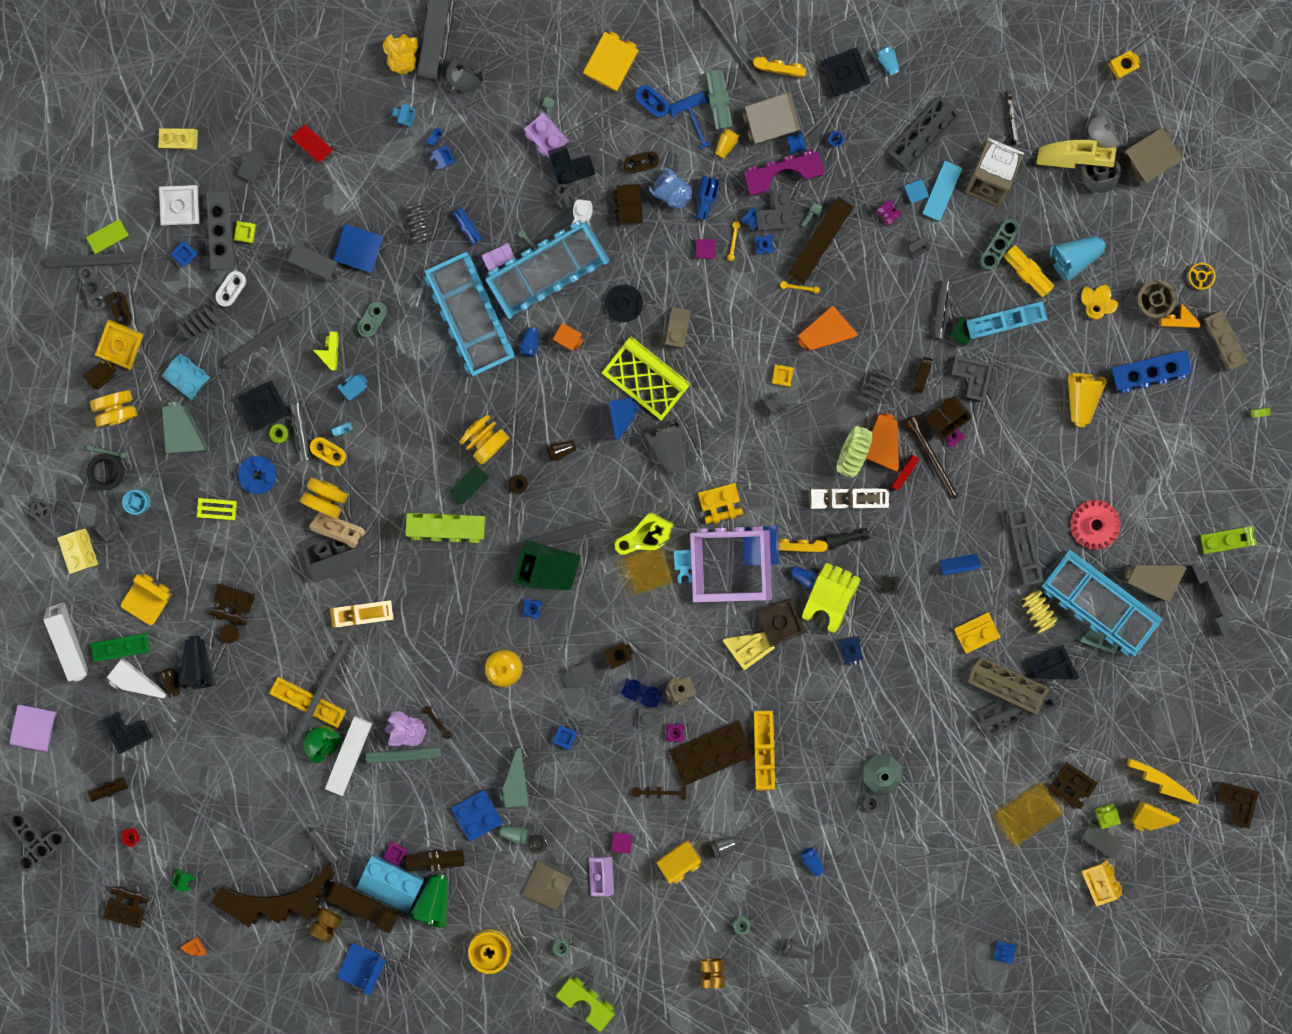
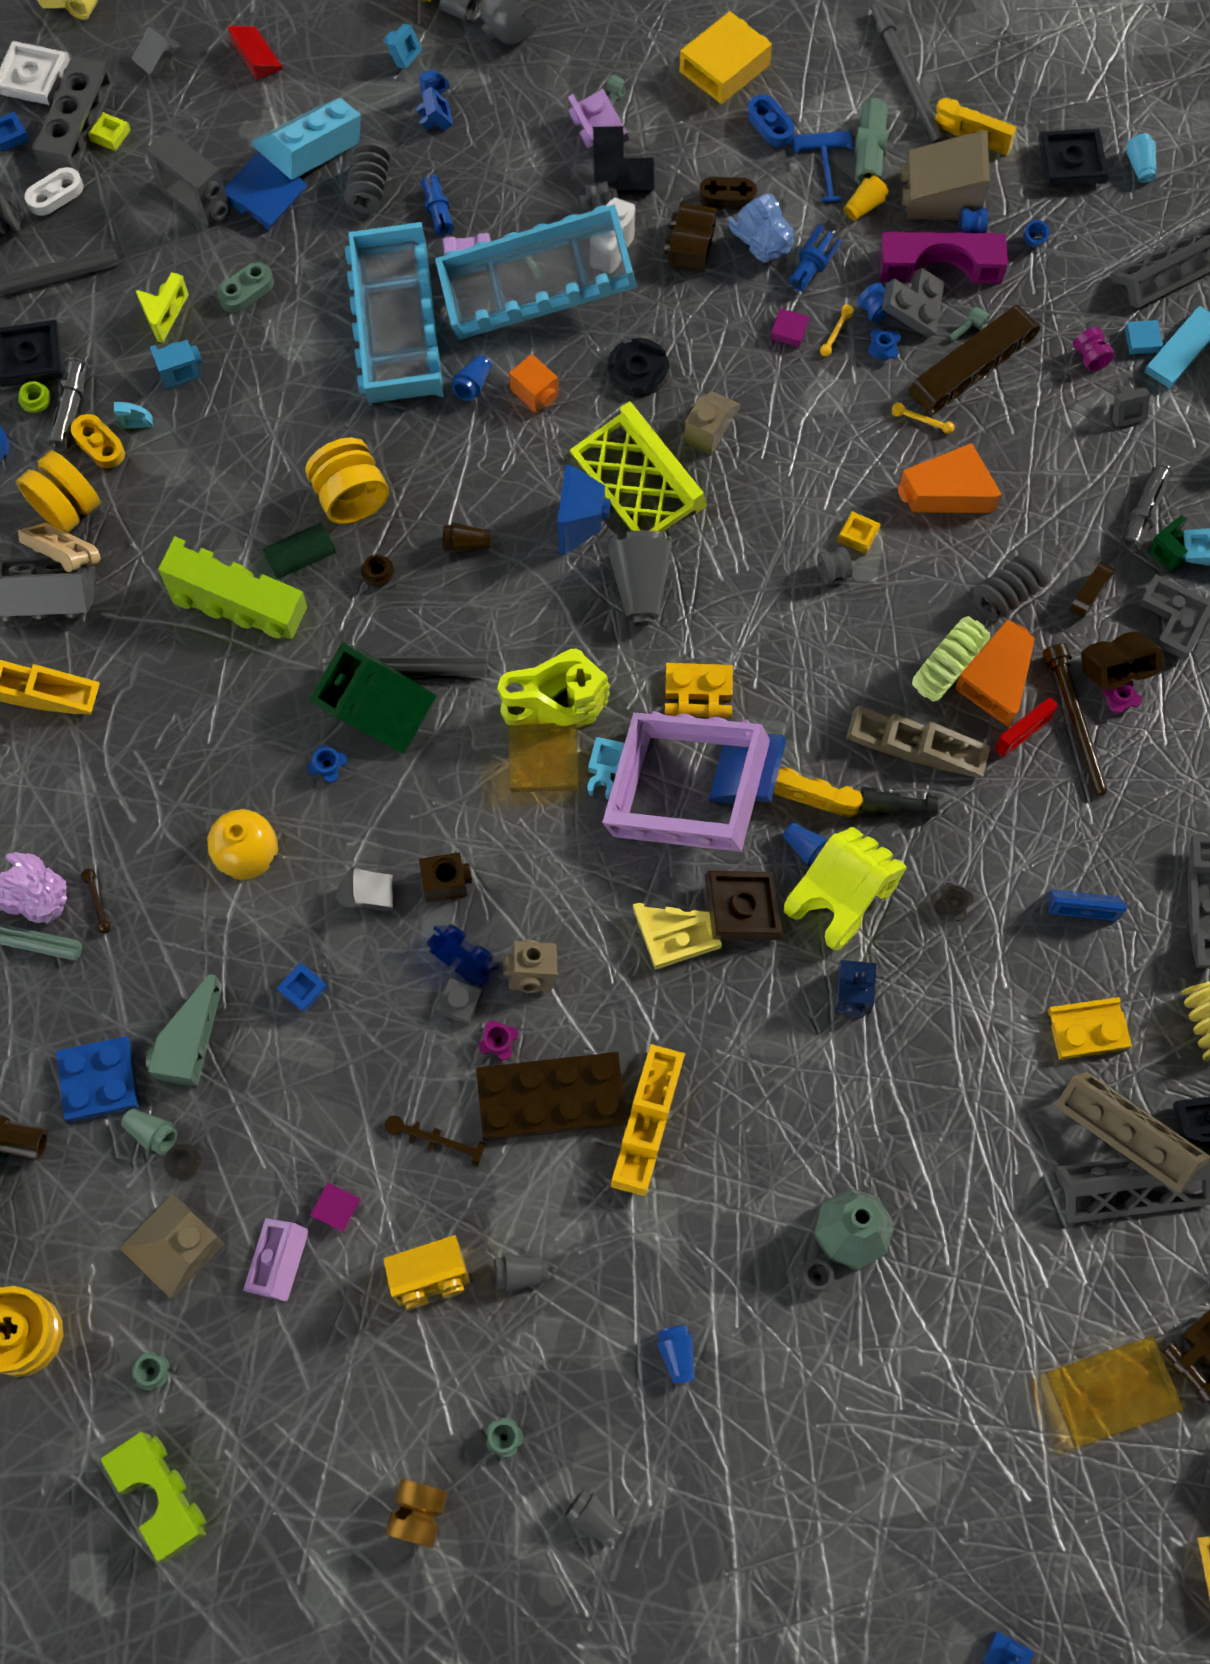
camera: 20 degrees right, 20 degrees down
(372, 204) = (311, 138): none -> medium azure slope

